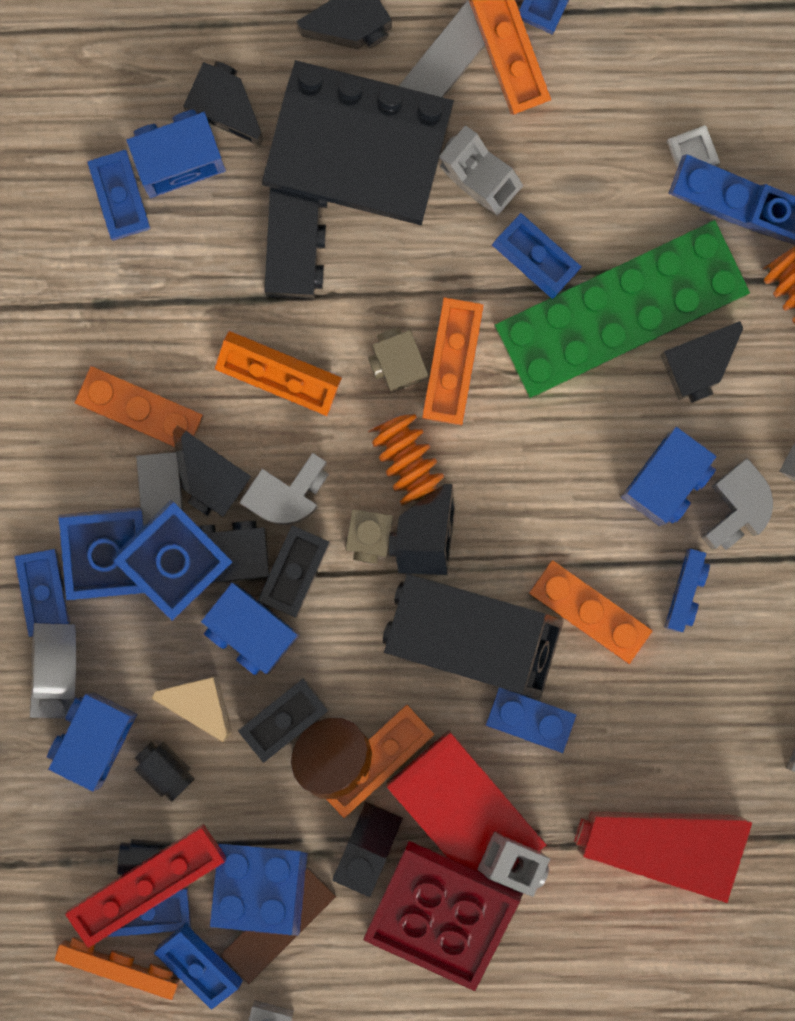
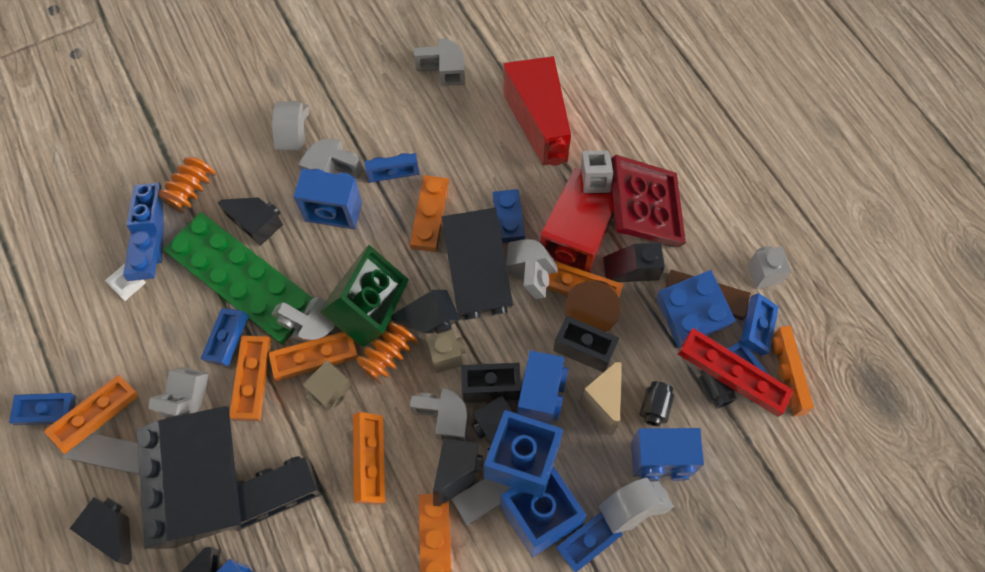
camera: 115 degrees left, 20 degrees down
(427, 713) = (533, 263): none -> light grey brick
(462, 268) = (250, 378): none -> orange plate
(492, 379) = (307, 325): none -> light grey brick
(492, 465) = (365, 297): none -> dark green slope

